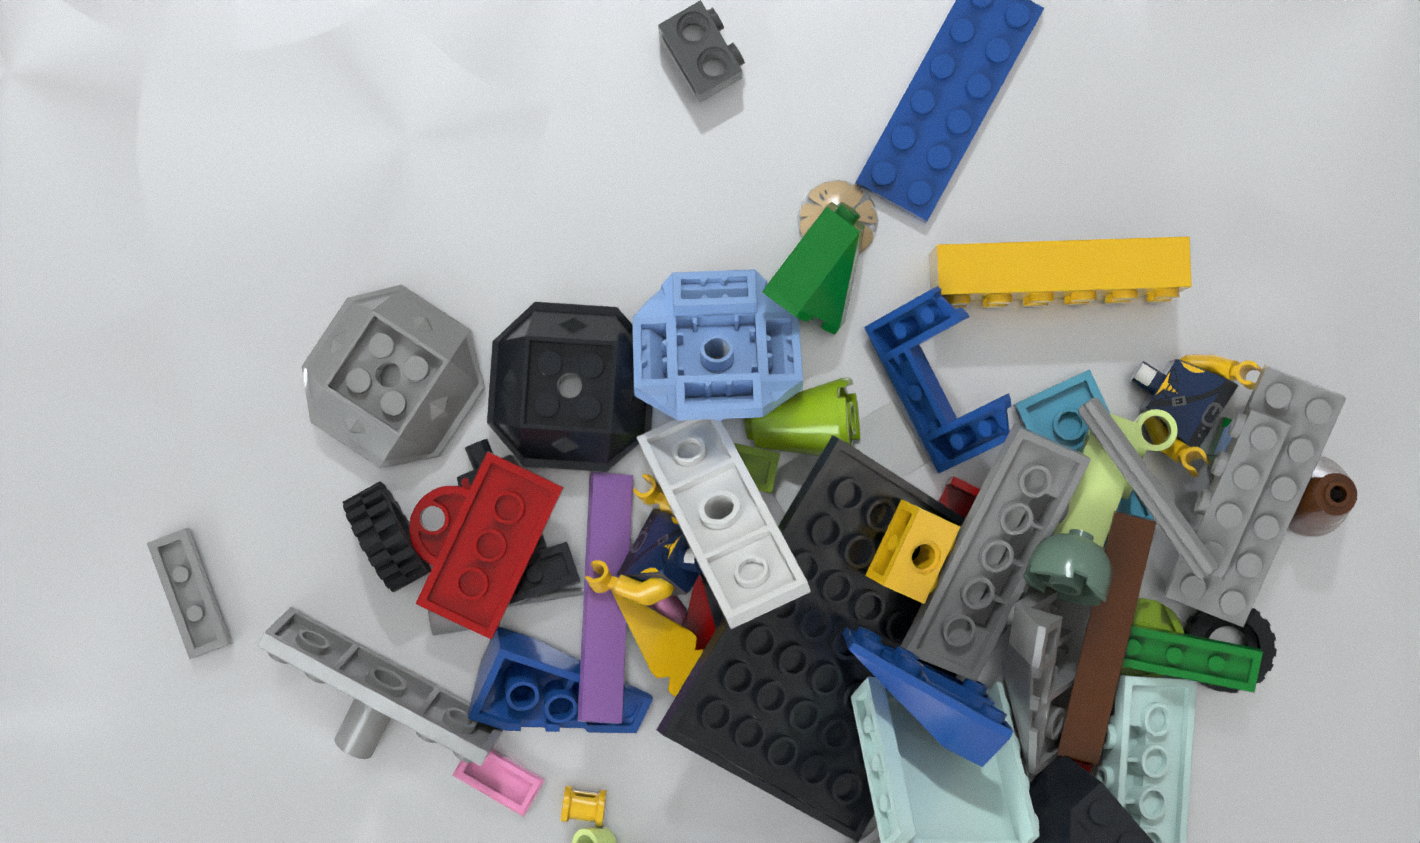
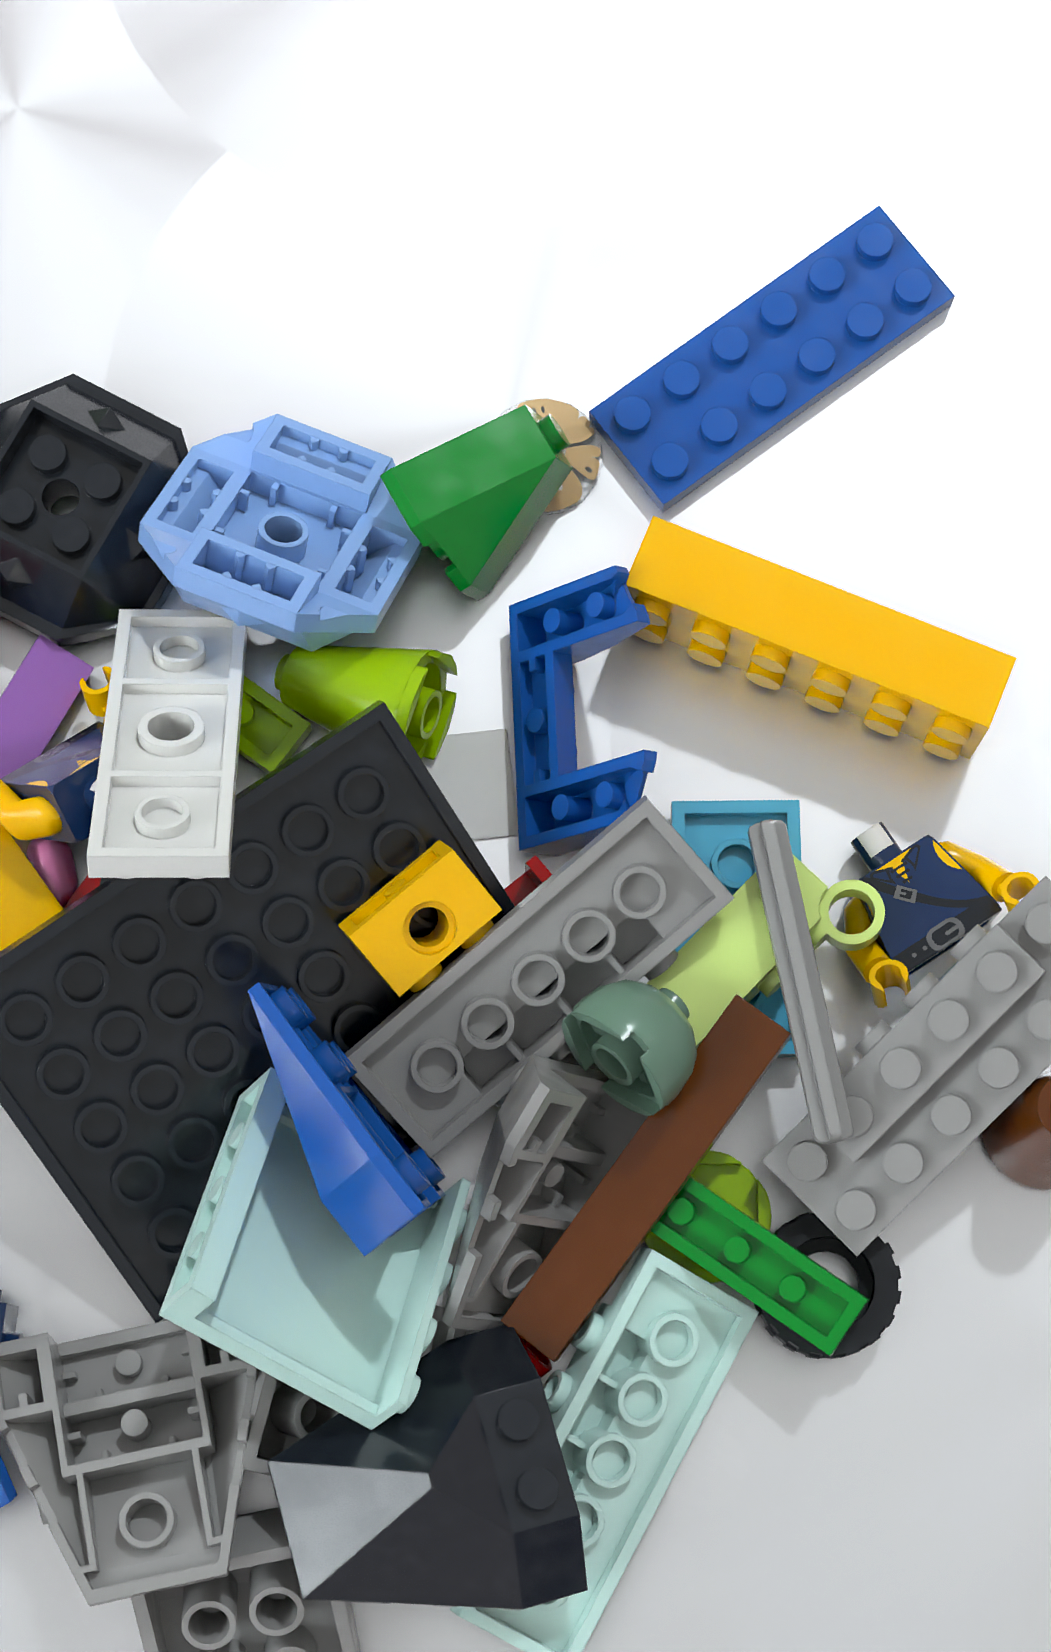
camera: 25 degrees right, 10 degrees down
(693, 54) = (454, 153): dark grey brick -> none

